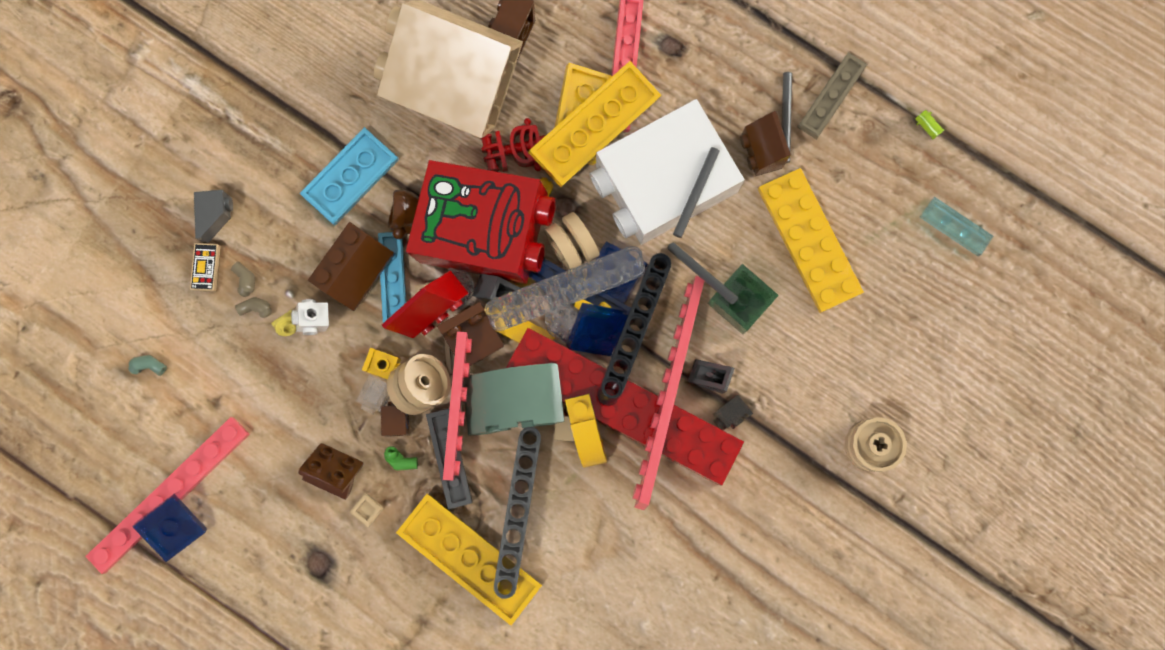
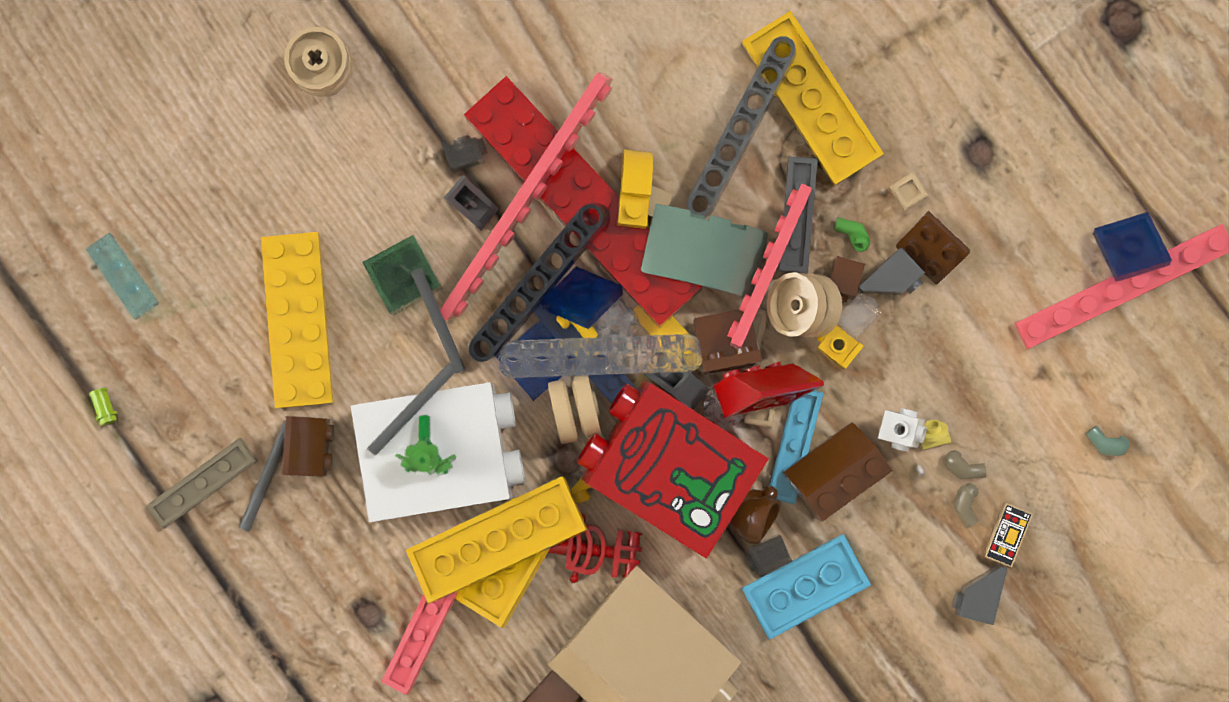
camera: 150 degrees left, 5 degrees up
(356, 435) = (894, 276): none -> dark grey slope
(383, 186) = (768, 555): none -> clear smoke brick
(674, 151) = (425, 453): none -> bright green plant

